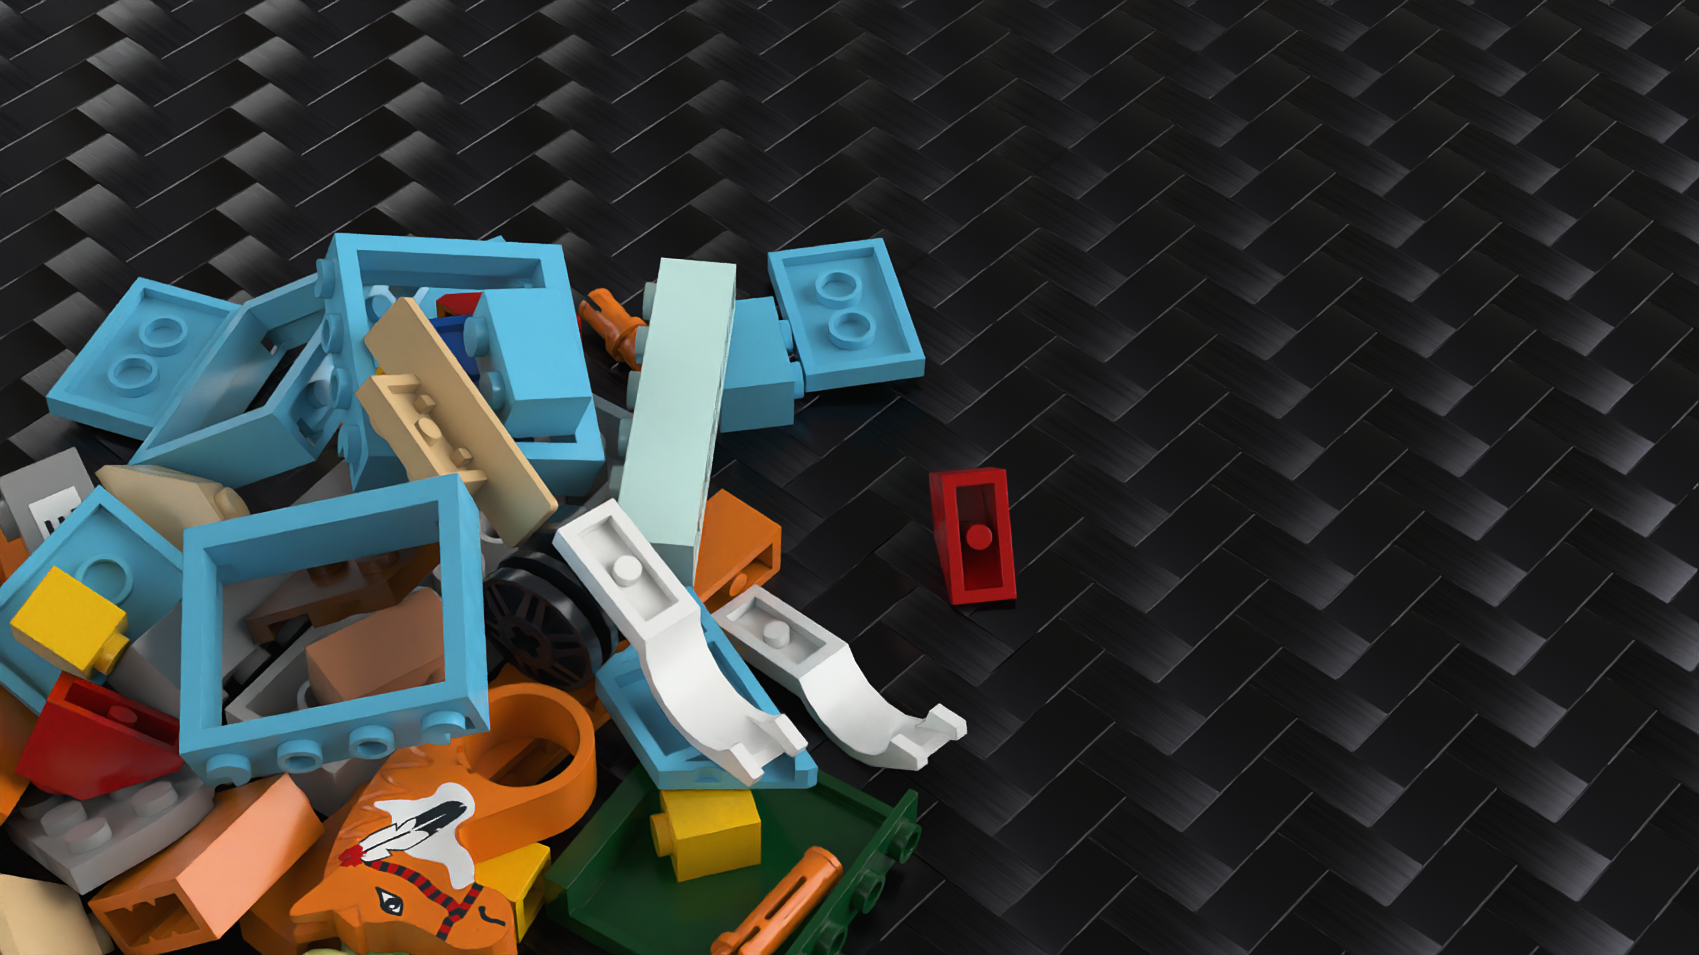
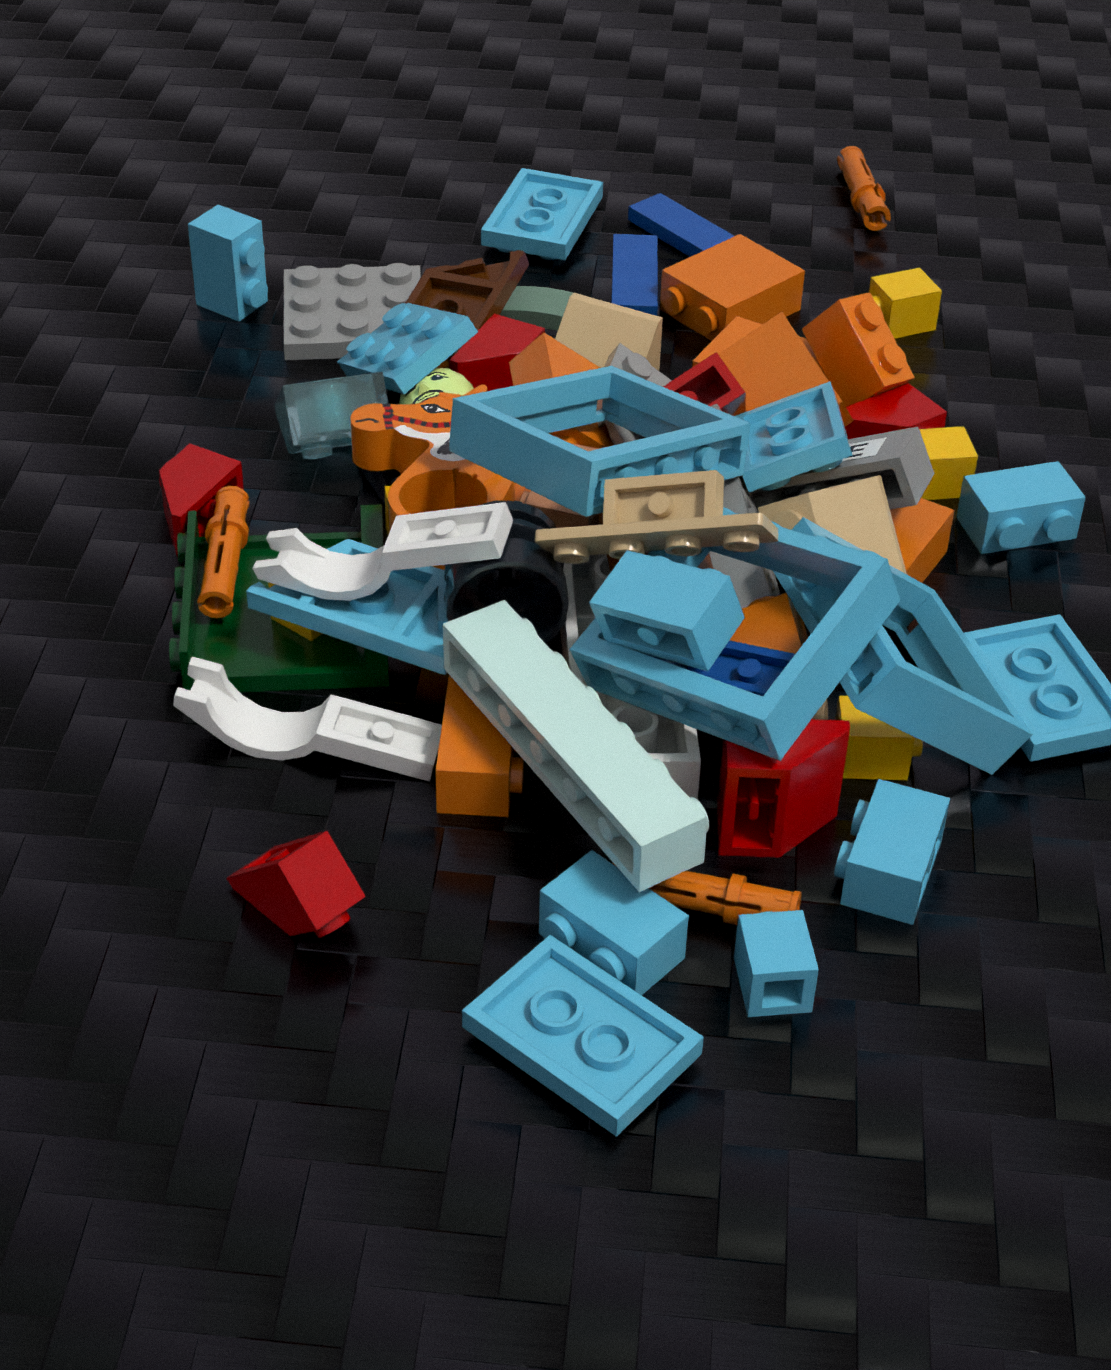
camera: 145 degrees right, 5 degrees down
(72, 626) = (765, 398): yellow brick -> none
(642, 262) = (775, 963): none -> medium azure brick

